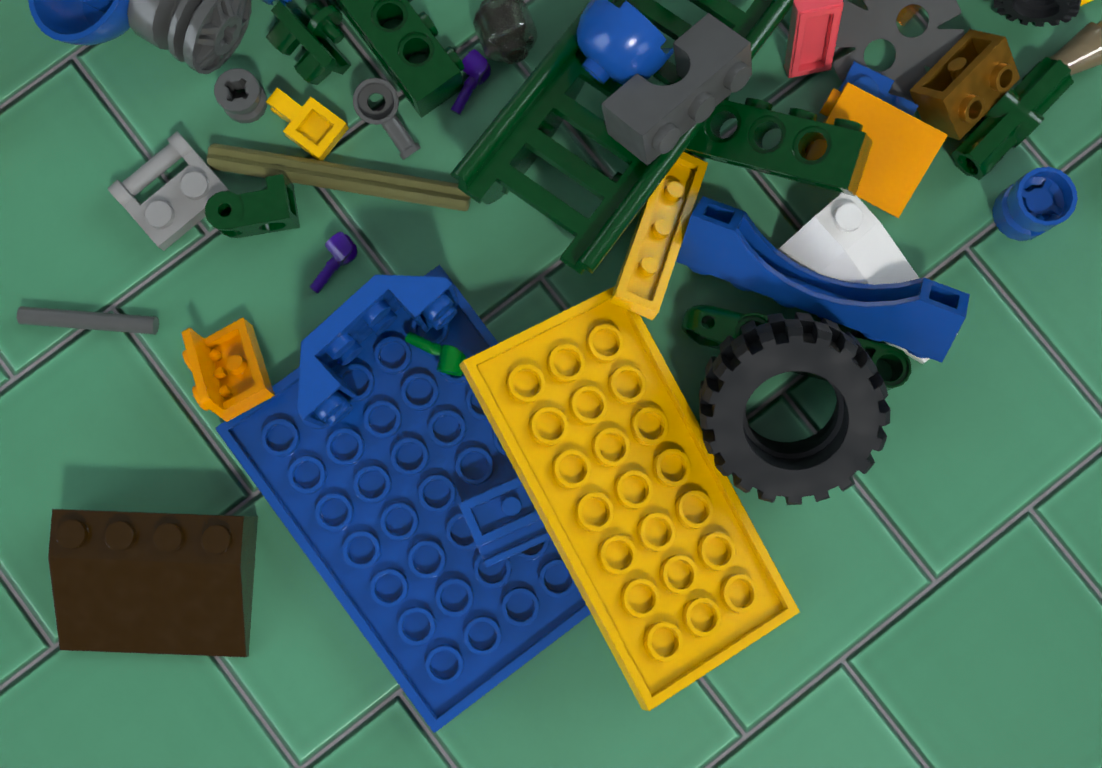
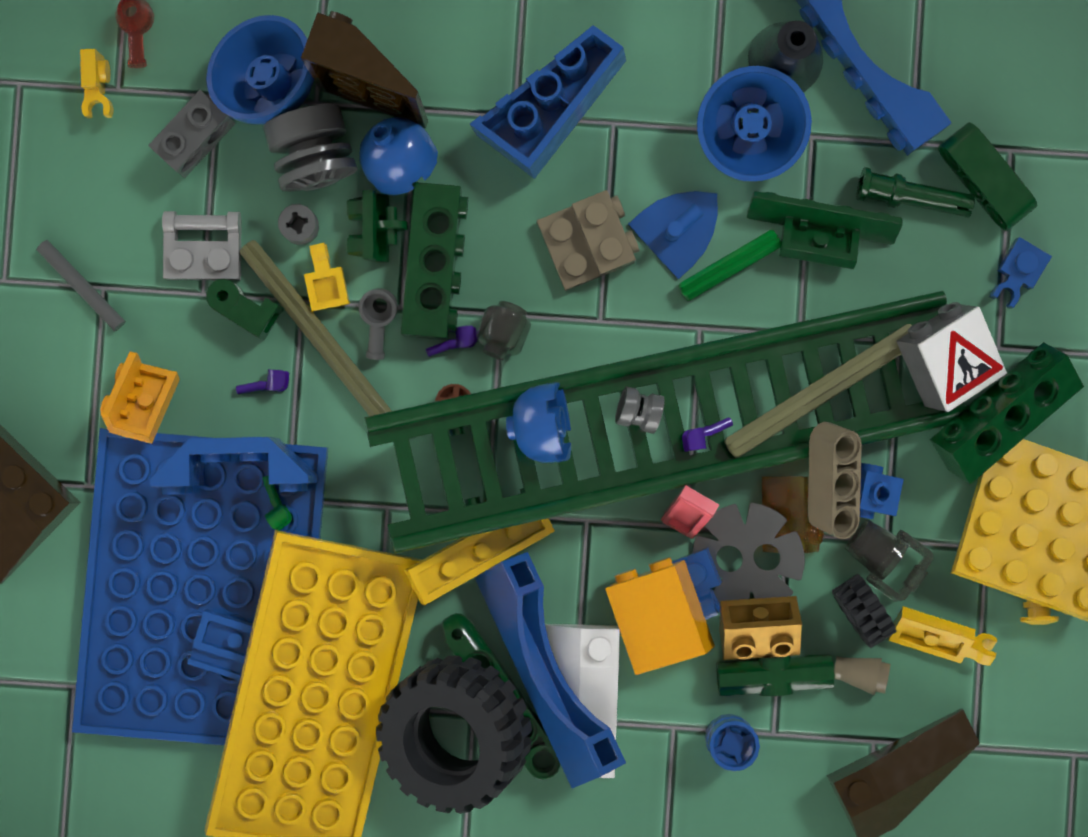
camera: 45 degrees right, 5 degrees up
(73, 96) = (191, 134): none -> dark grey brick
(654, 117) = (517, 492): dark grey arch -> none
(836, 170) = (633, 603): dark green brick -> none

